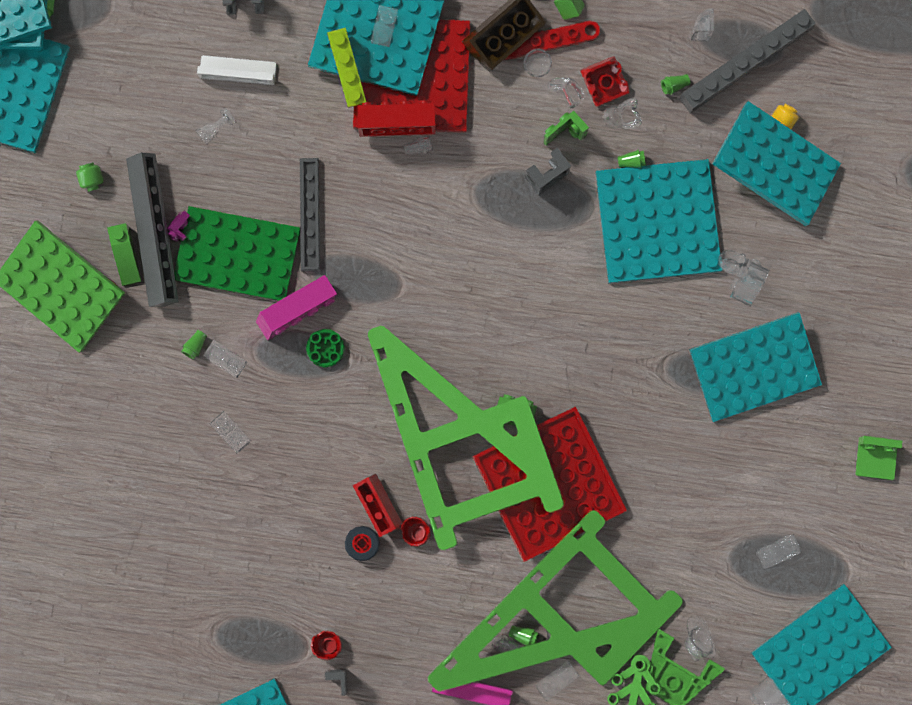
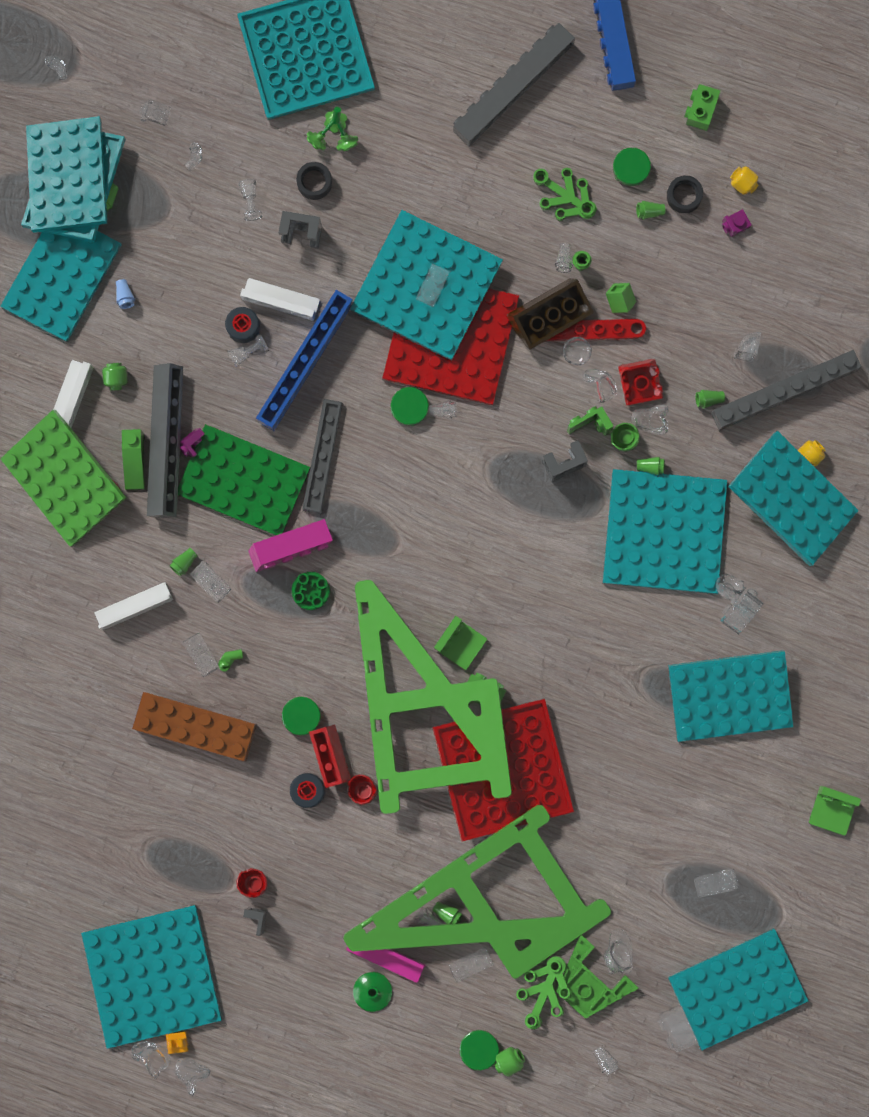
camera: 20 degrees right, 0 degrees up
(51, 198) = (73, 390): none -> white panel
(83, 97) = (124, 296): none -> light blue cone
(153, 398) = (133, 606): none -> white panel
(210, 106) = (247, 329): none -> black wheel
(238, 503) = (194, 726): none -> dark orange brick
(258, 429) = (228, 658): none -> bright green arm
(273, 124) = (304, 360): none -> blue brick
(341, 471) = (301, 715): none -> green tile
(346, 67) = (387, 319): lime arch -> none
(385, 150) = (409, 406): none -> green tile
(396, 119) = (425, 380): red brick -> none
(482, 369) = (460, 643): none -> bright green bracket
(601, 137) = (625, 437): none -> bright green hair

